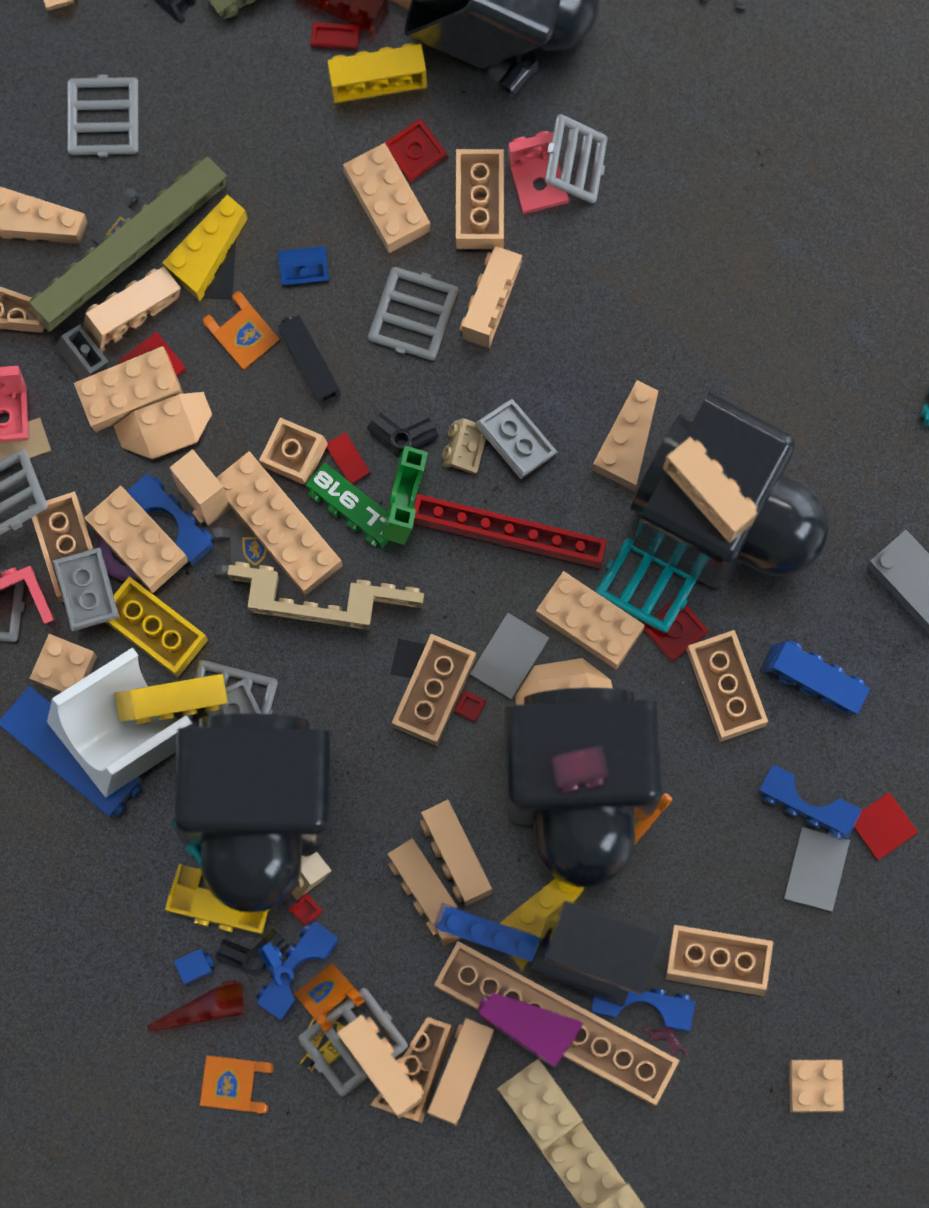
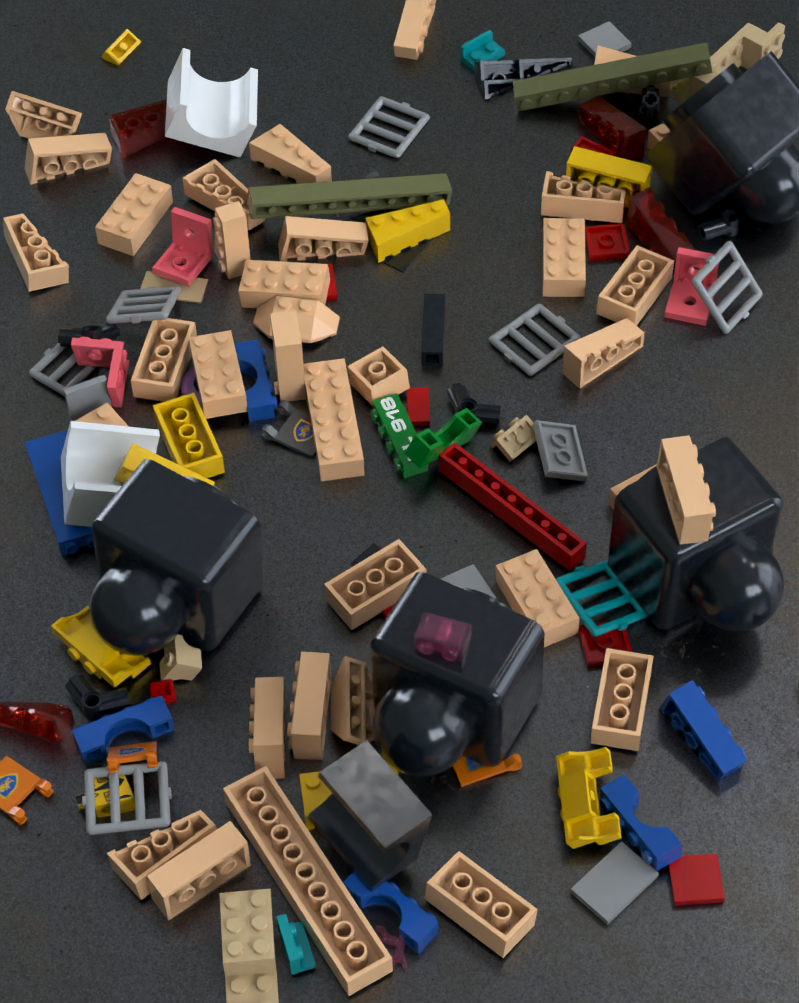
camera: 30 degrees right, 25 degrees down
(24, 637) = (86, 397): none -> light grey tile
(51, 375) = (231, 239): none -> light nougat wedge
(81, 353) = (266, 243): dark grey brick -> none
(86, 589) = (155, 384): light grey tile -> none
(194, 966) = (44, 684): blue brick -> none
(245, 334) = (396, 296): orange flag -> none
(271, 958) = (108, 699): blue plate -> none
(303, 265) = (470, 273): blue panel -> none
(360, 602) = (351, 500): tan bracket -> none
(362, 115) = (581, 200): none -> light nougat wedge
(380, 1066) = (133, 815): light nougat brick -> none
(467, 116) = (653, 227): none -> clear red wedge
(486, 932) = (291, 759): blue arch -> none
(493, 834) = (352, 702): none -> light nougat wedge
(531, 1027) = (281, 853): magenta slope -> none
(584, 1089) = (295, 945): none -> teal bracket
(747, 810) = (580, 798): none -> yellow bracket

